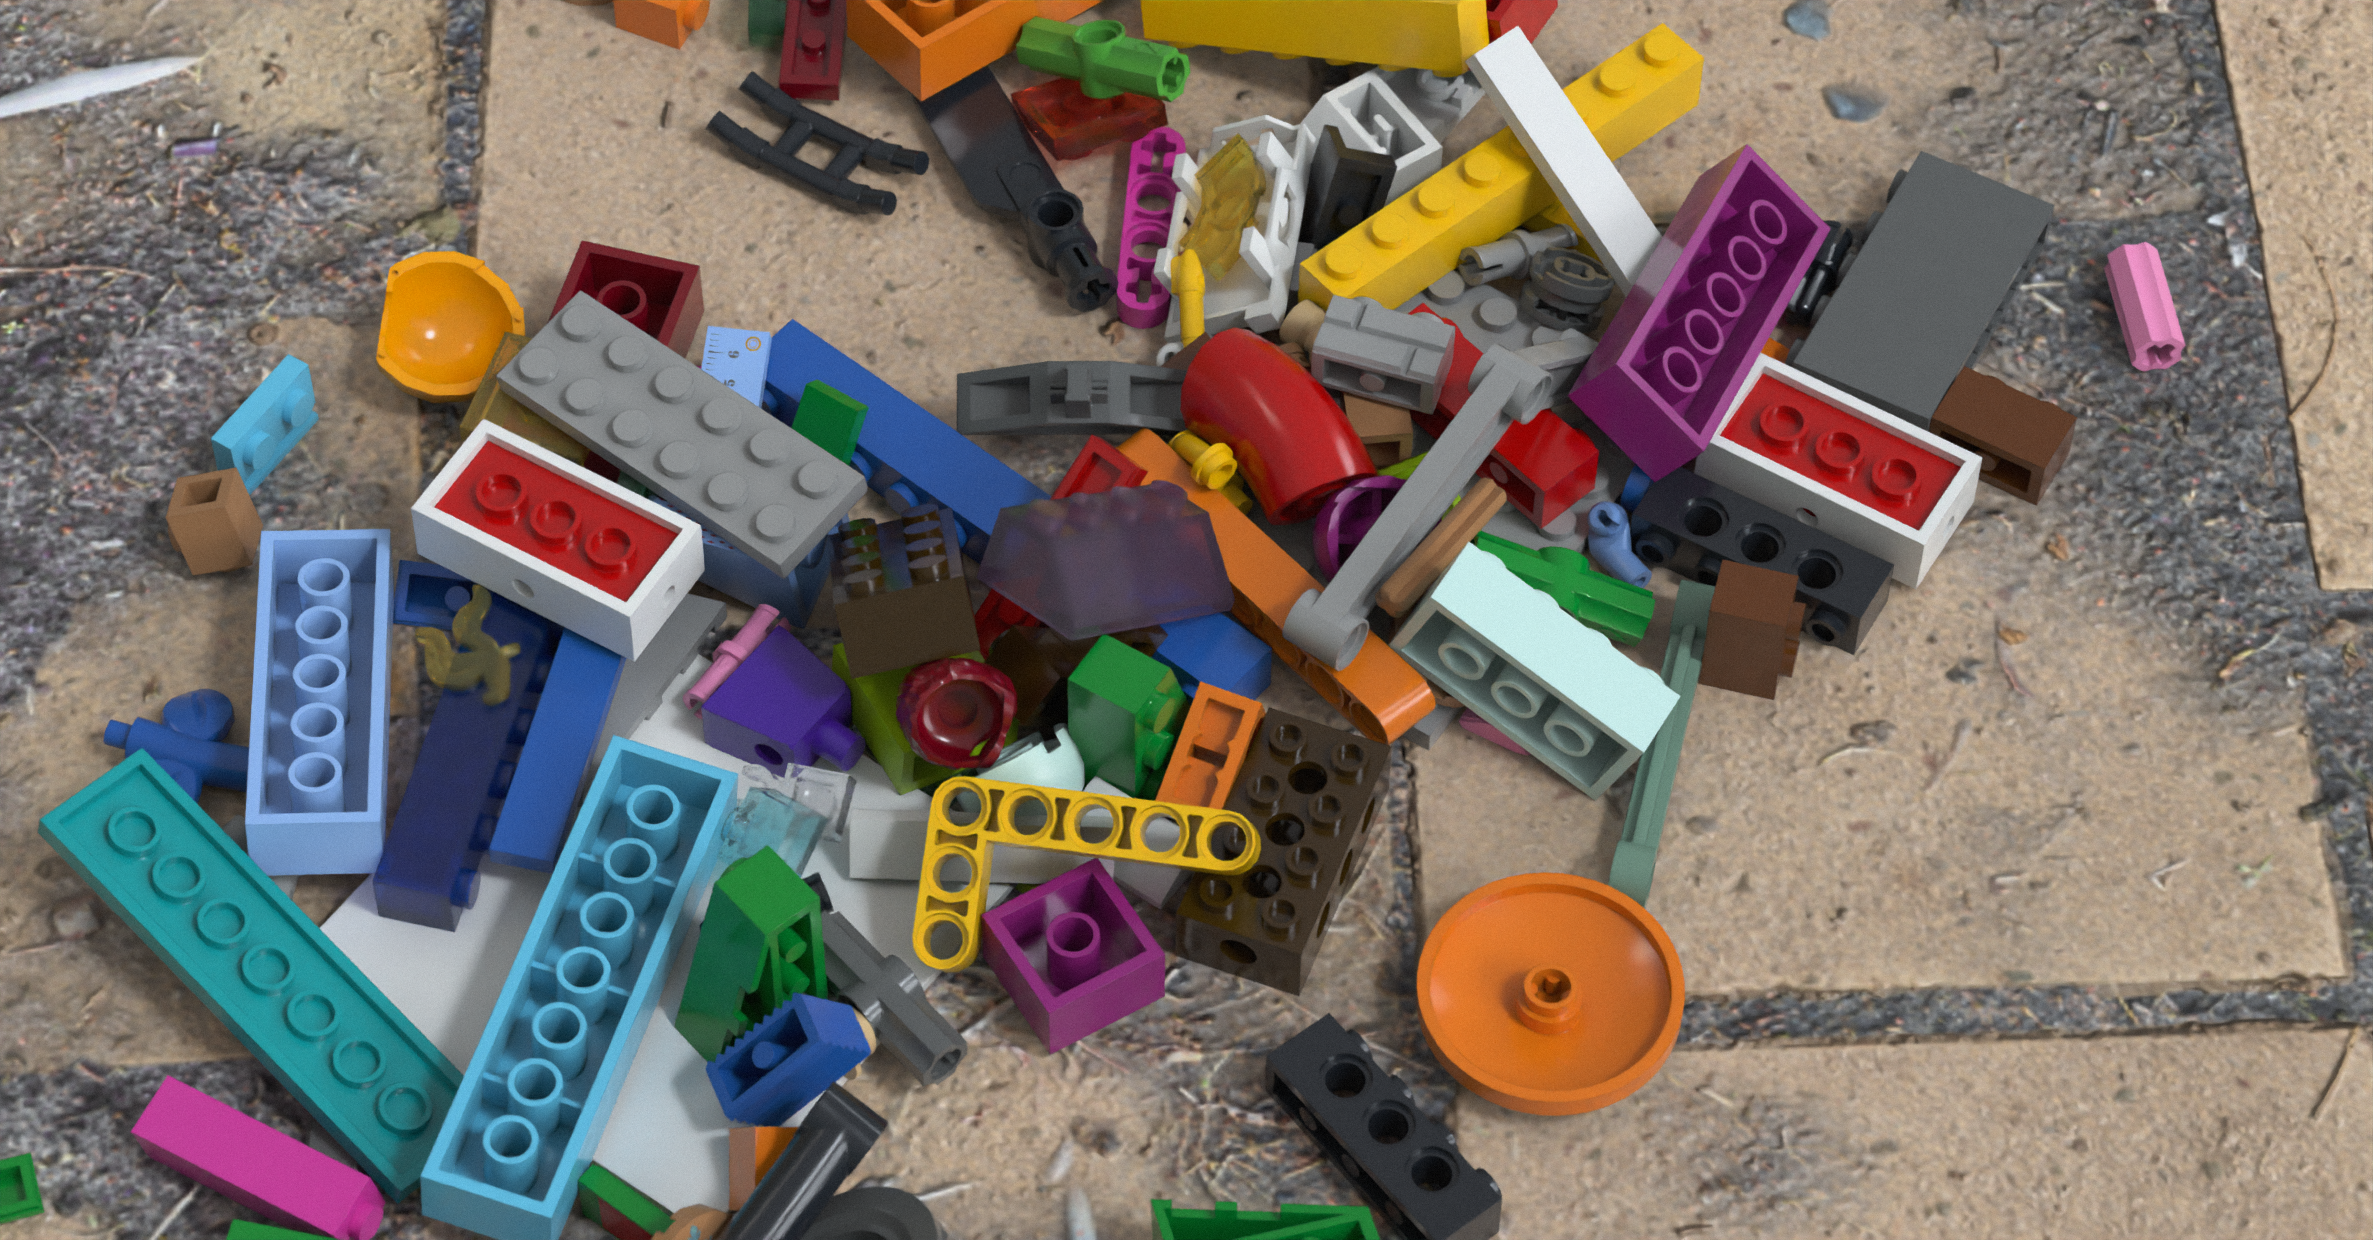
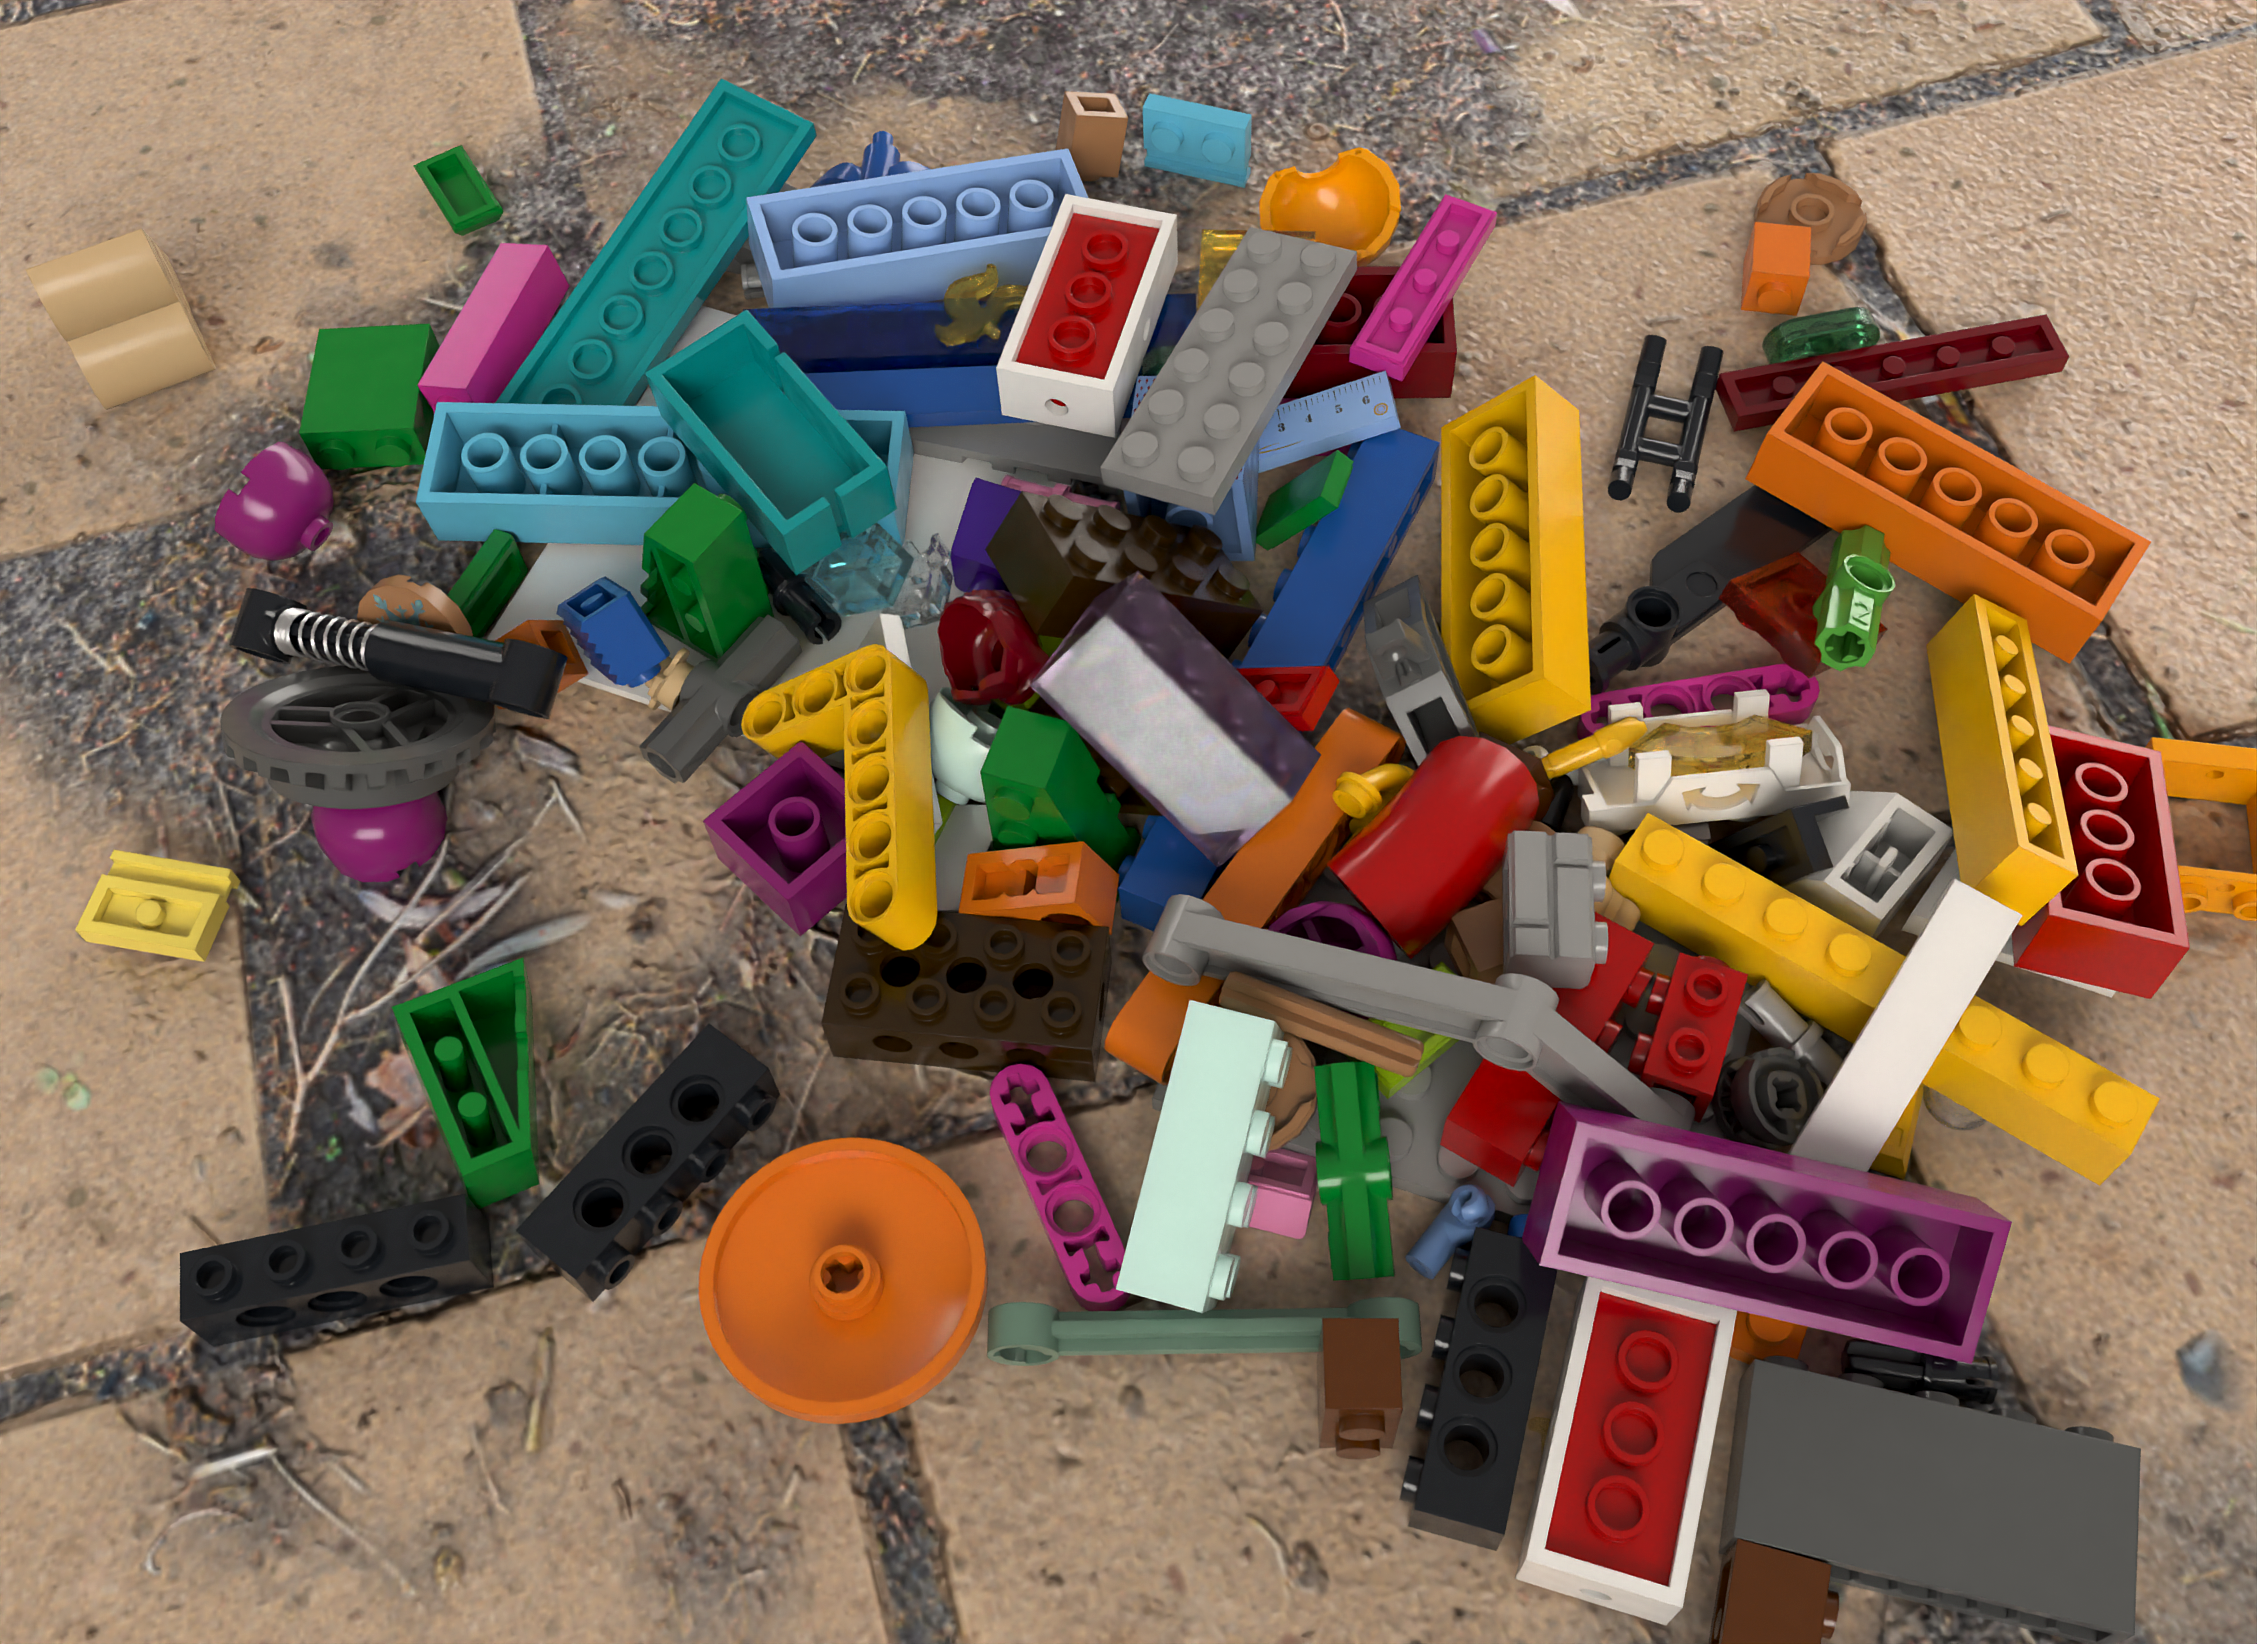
camera: 80 degrees right, 5 degrees up
(609, 265) = (1423, 287): none -> dark pink tile
(641, 833) = (775, 453): none -> teal piece
(954, 290) = (1515, 561): none -> yellow brick
(1494, 839) = (1056, 1187): none -> dark pink beam
(1504, 303) = (1691, 1028): none -> red brick

